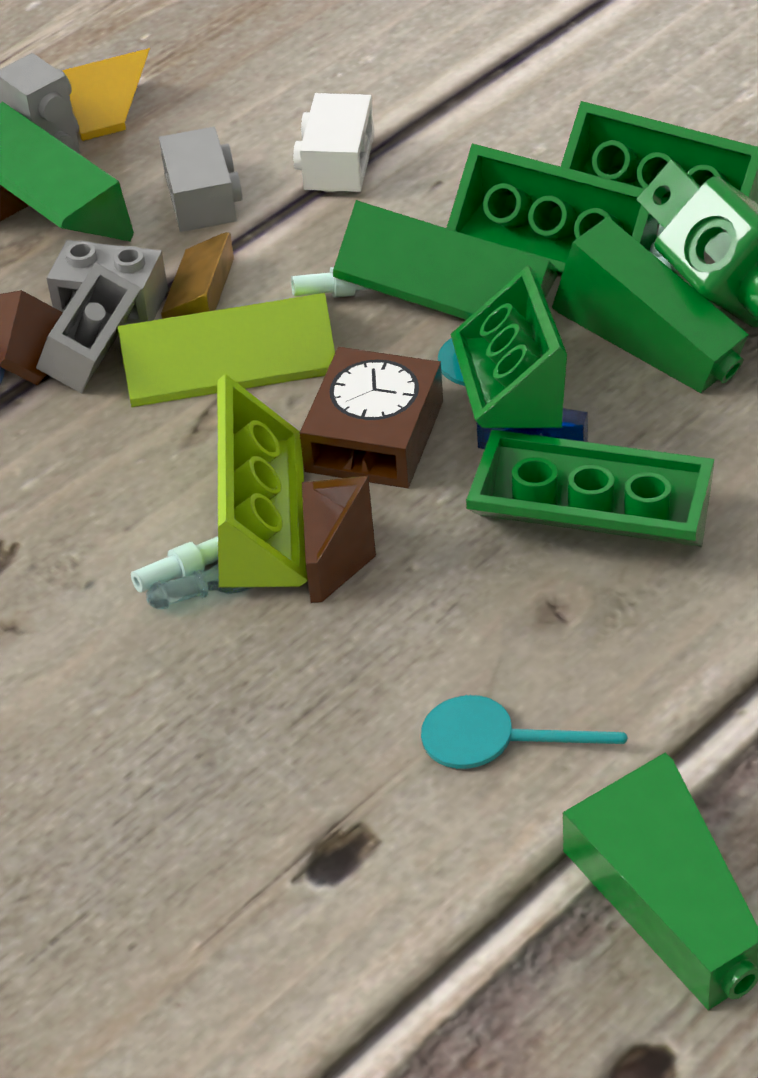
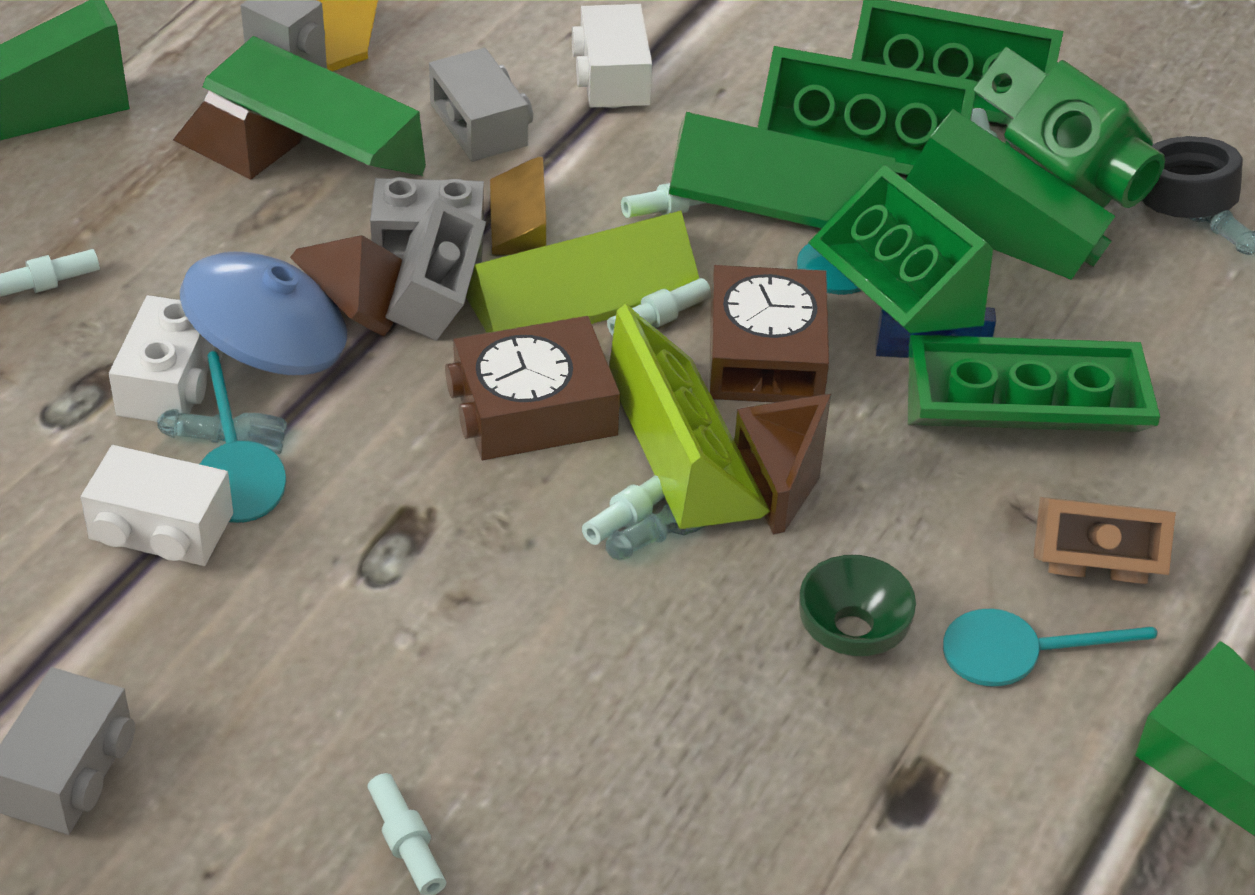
camera: 20 degrees left, 0 degrees up
(137, 444) = (533, 388): none -> reddish brown brick
(288, 382) = (664, 306): none -> light aqua bar
(343, 660) = (860, 589): none -> dark green piece
(601, 640) = (1104, 536): none -> medium nougat brick

